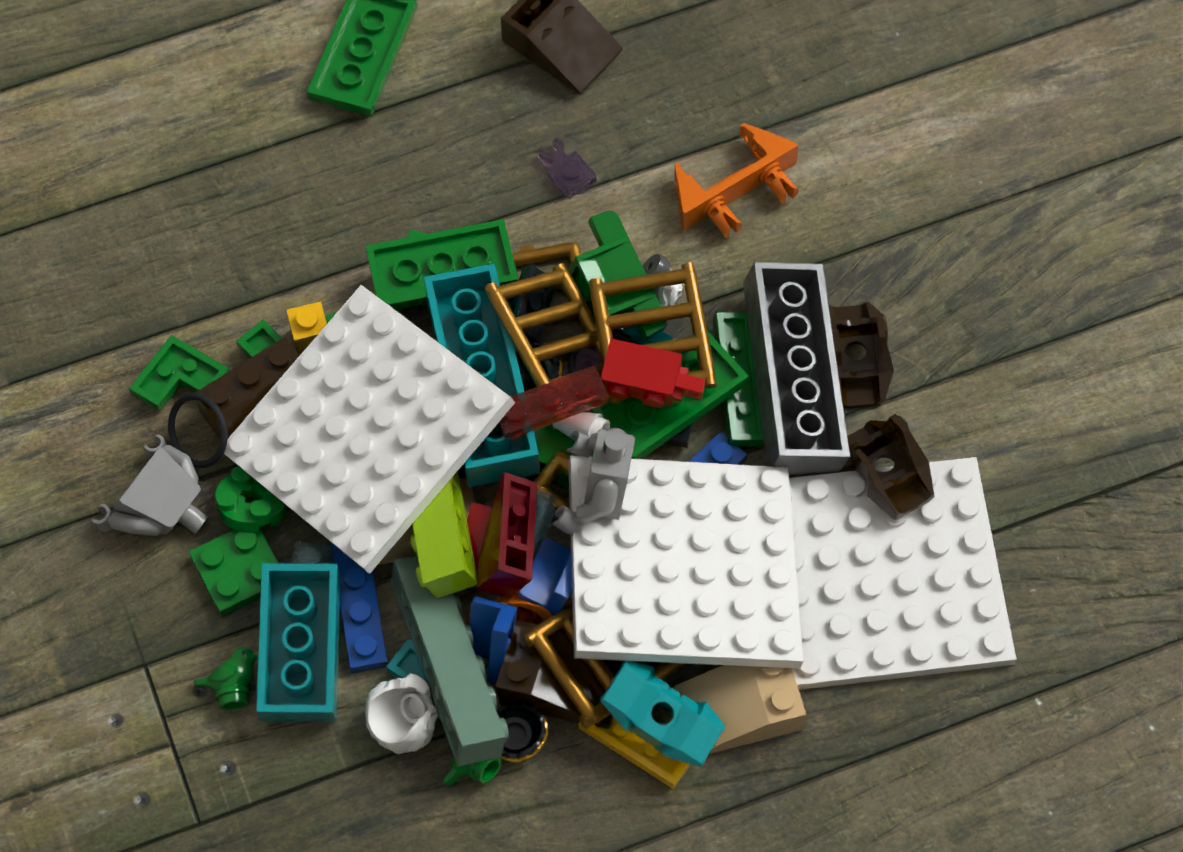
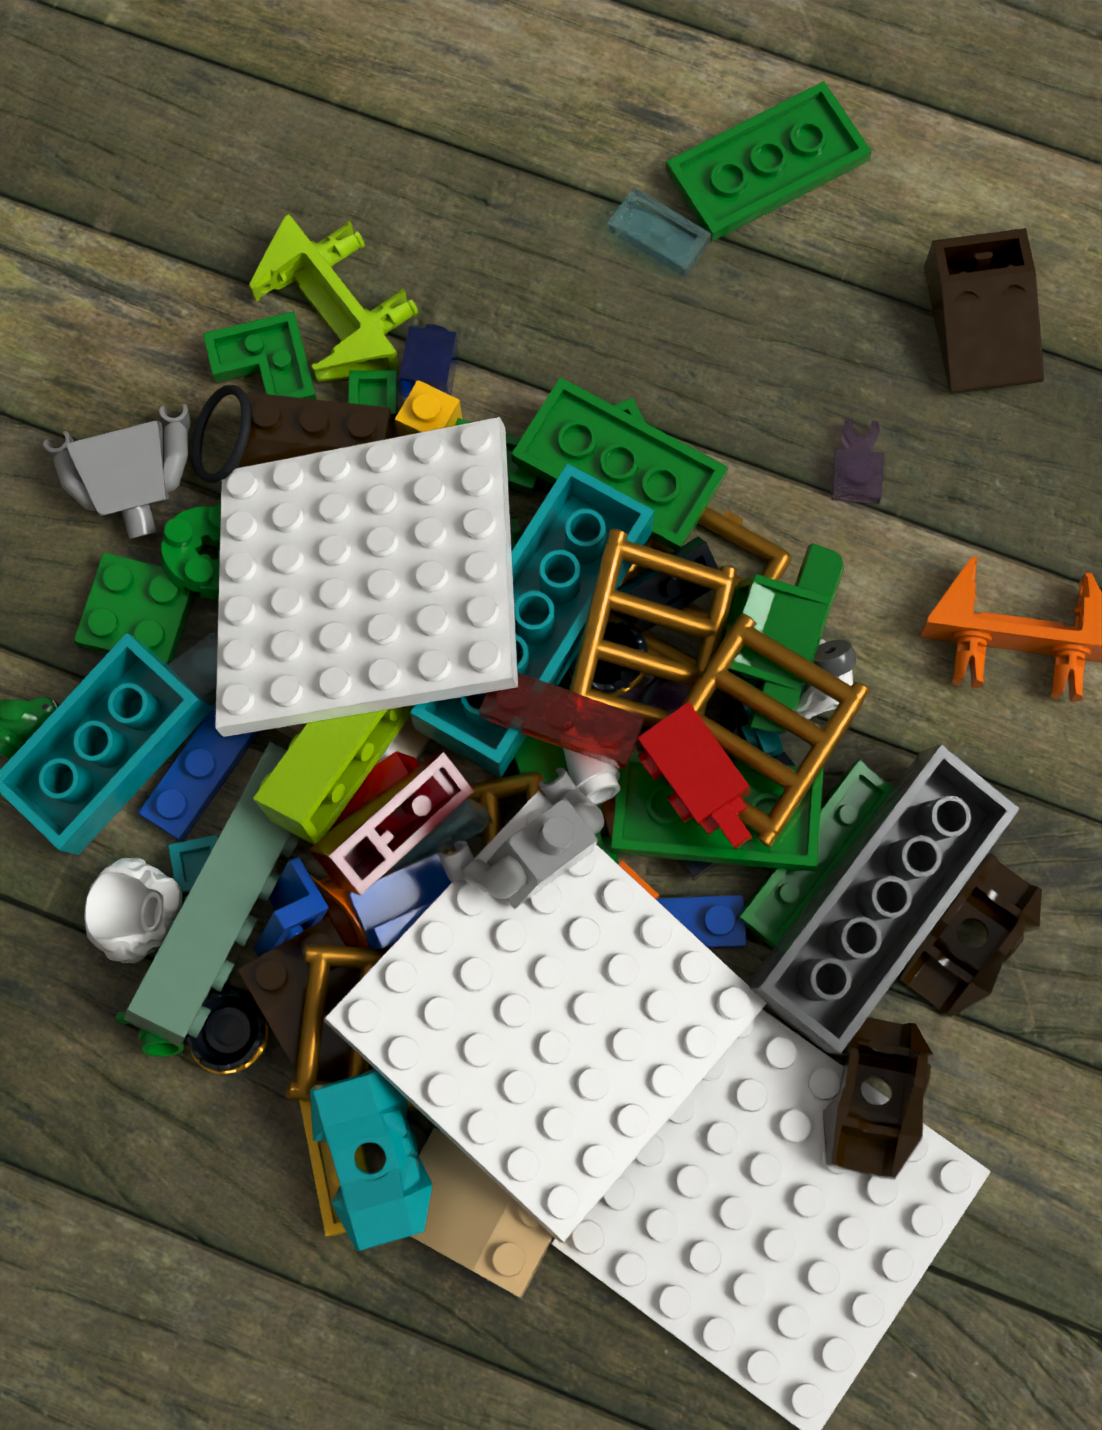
camera: 45 degrees right, 10 degrees up
(188, 312) = (310, 264): none -> lime hose
(273, 297) = (430, 358): none -> clear blue brick
(338, 133) = (659, 232): none -> clear light blue plate

